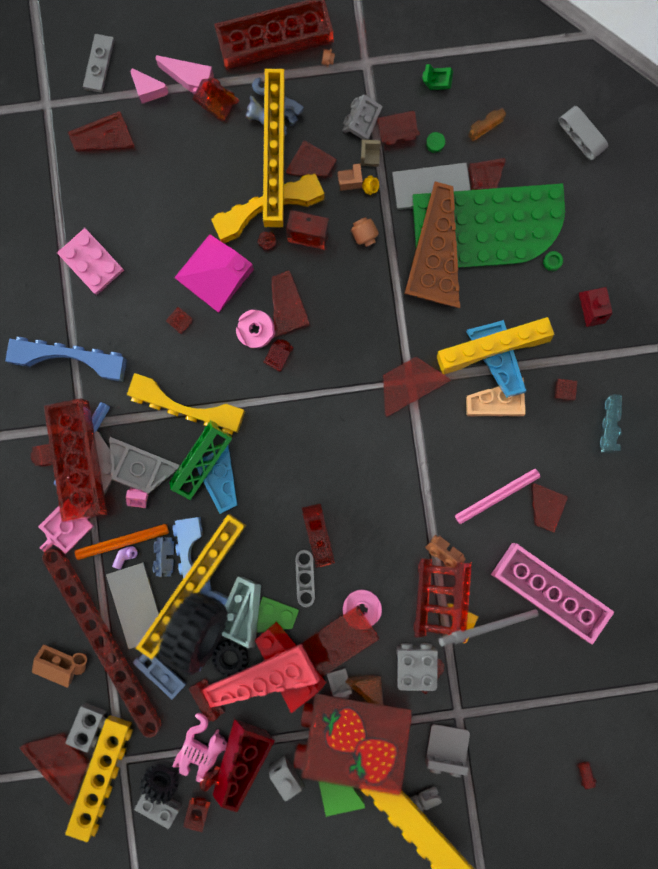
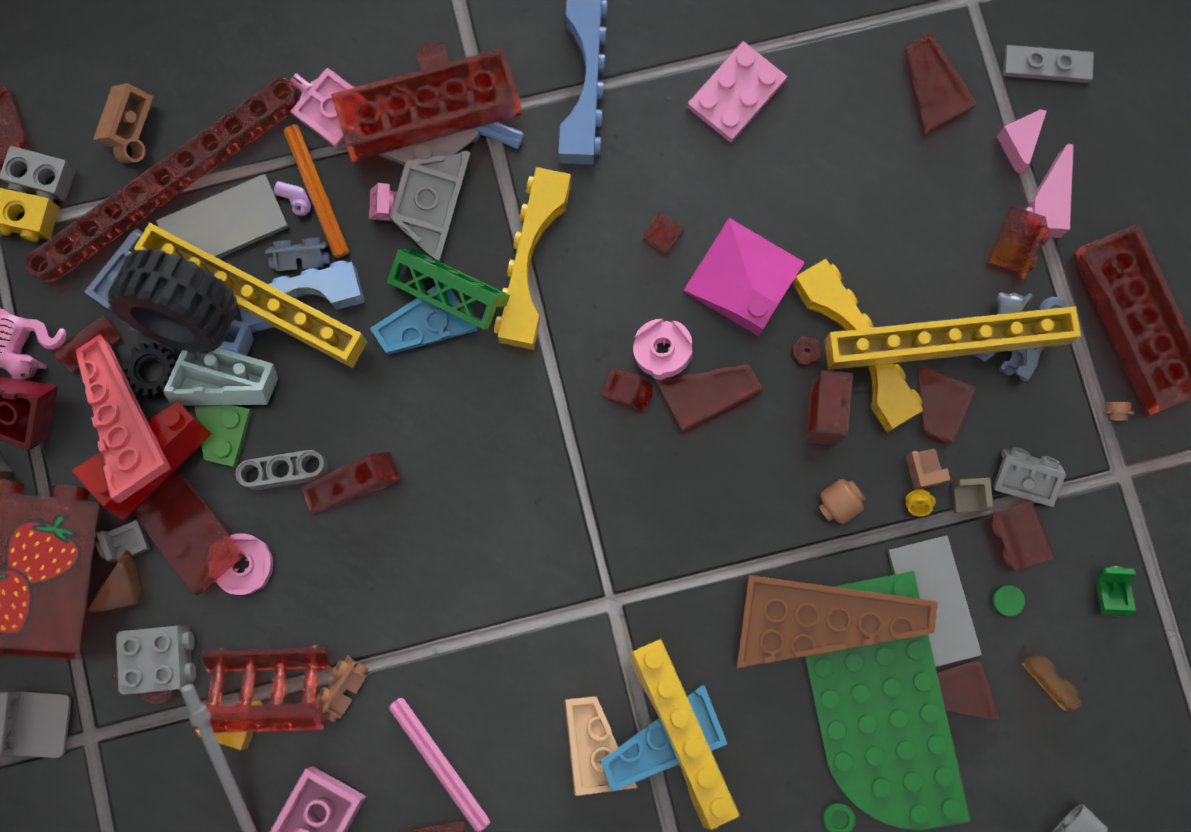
camera: 90 degrees right, 5 degrees down
(409, 384) = (606, 601): clear red wing -> none

